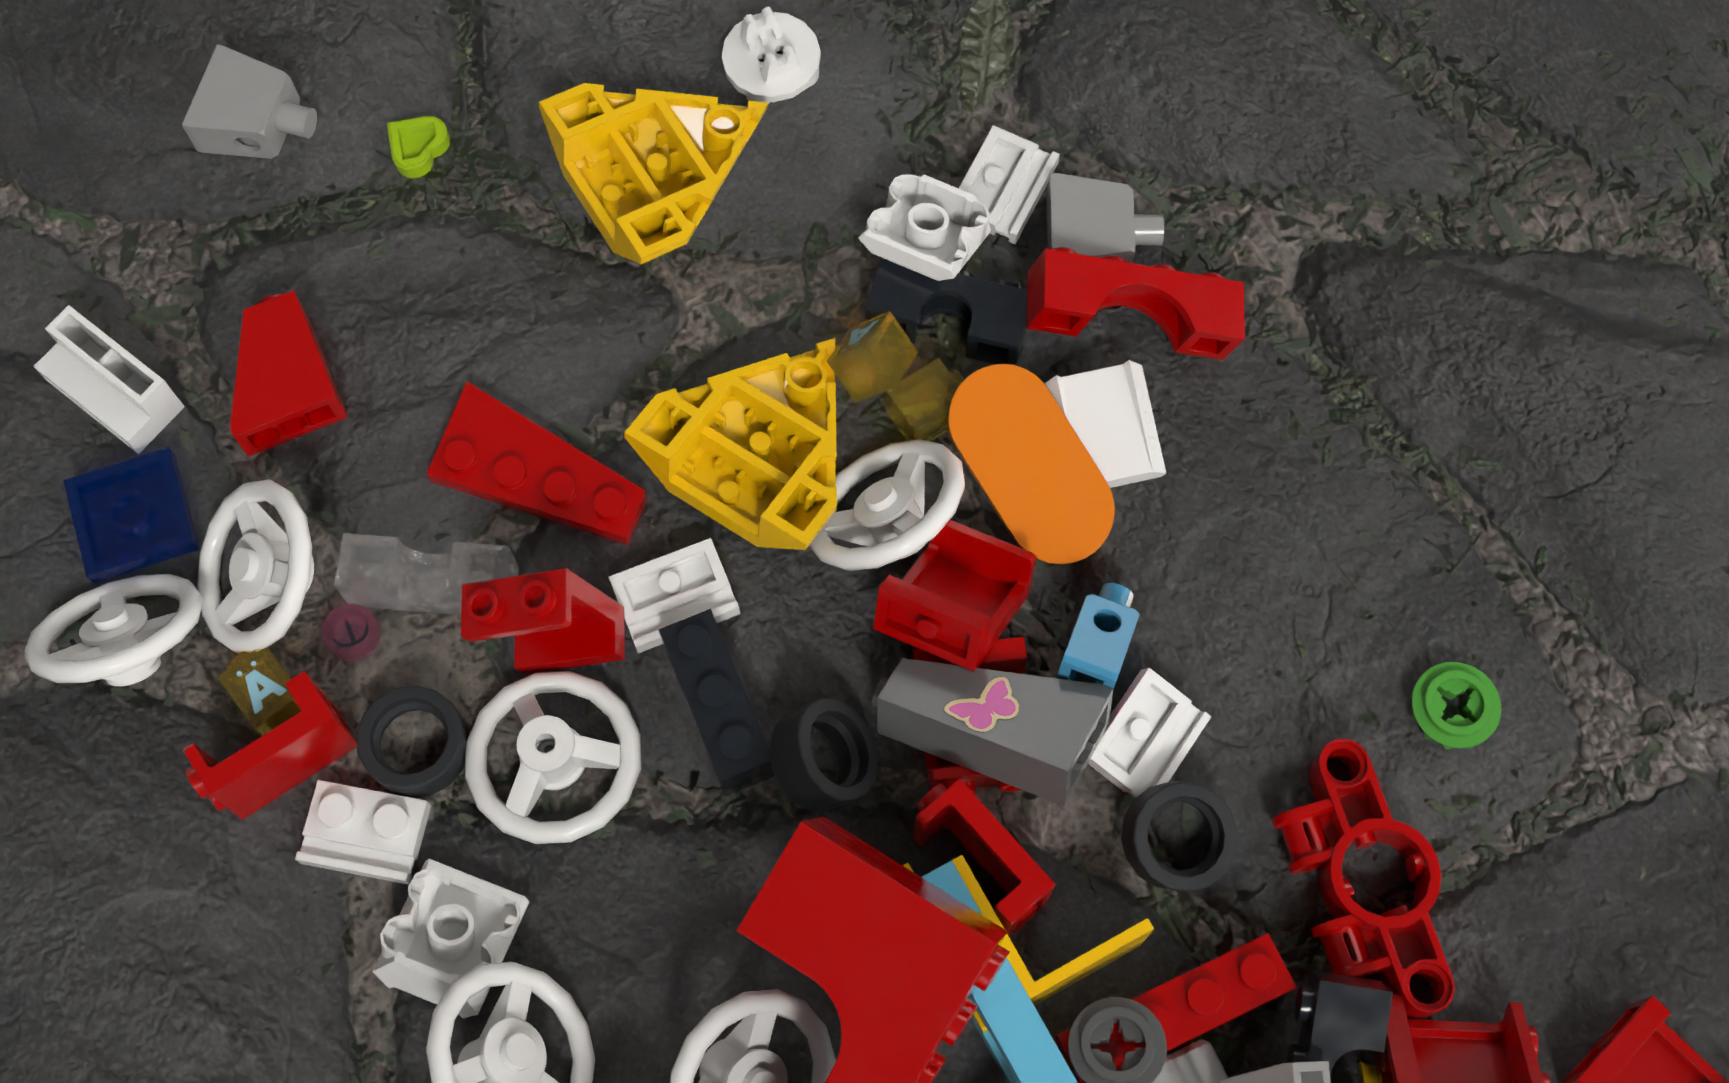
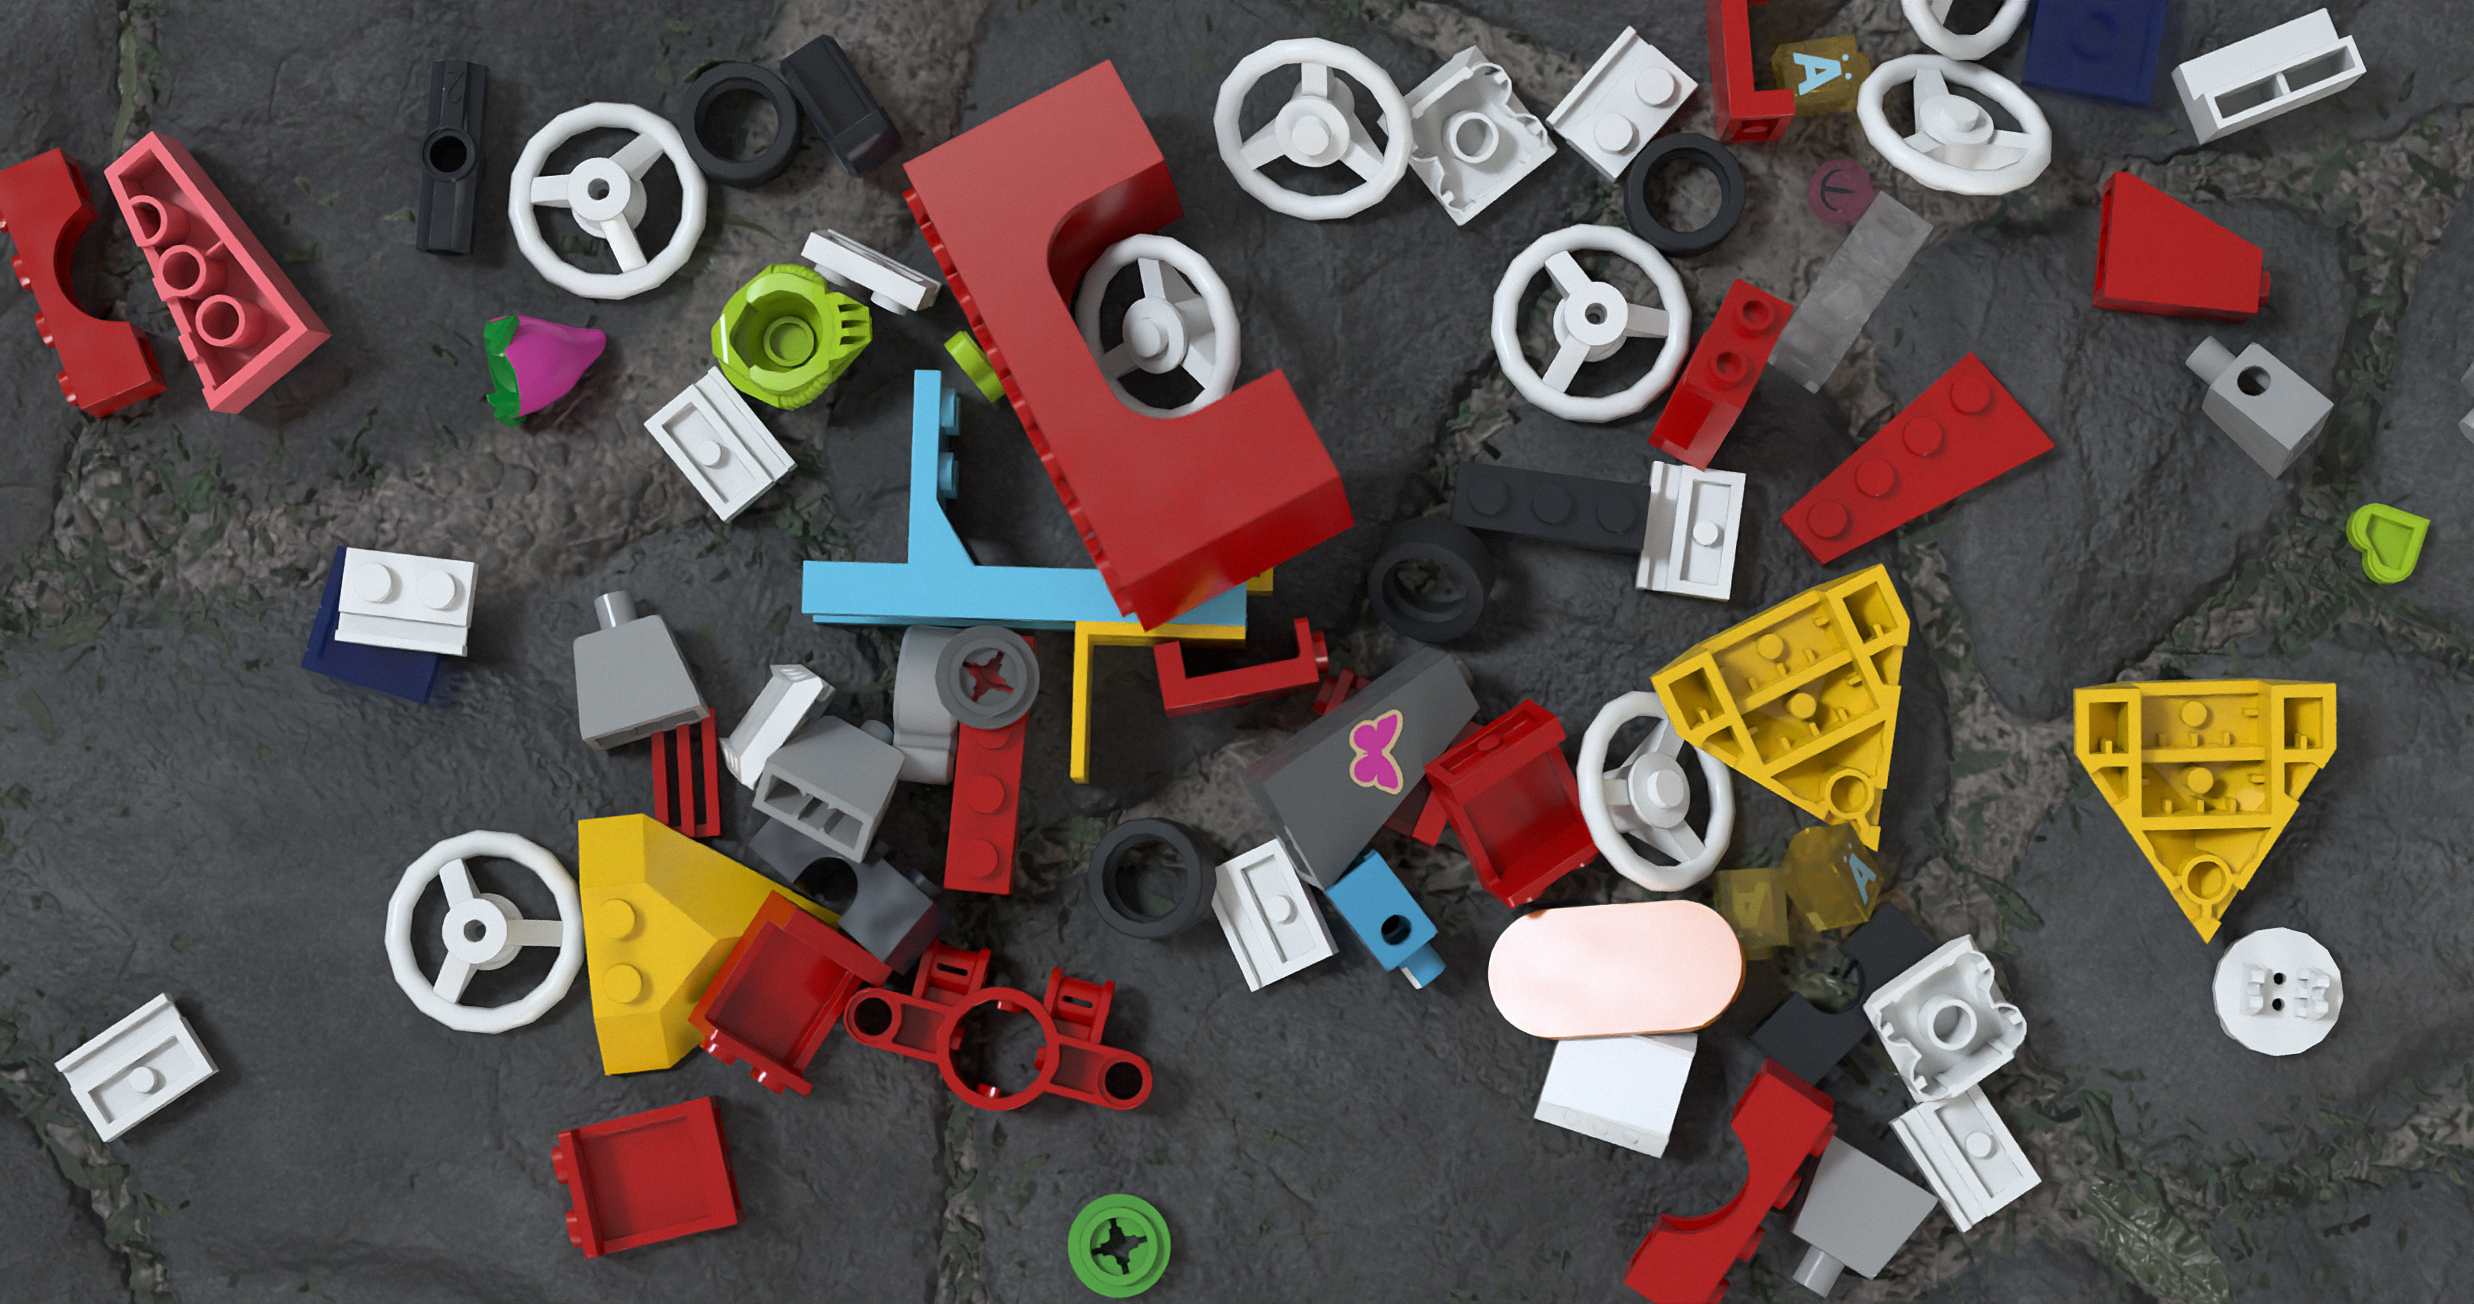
camera: 125 degrees right, 15 degrees up
(360, 256) = (2275, 421): none -> light grey torso

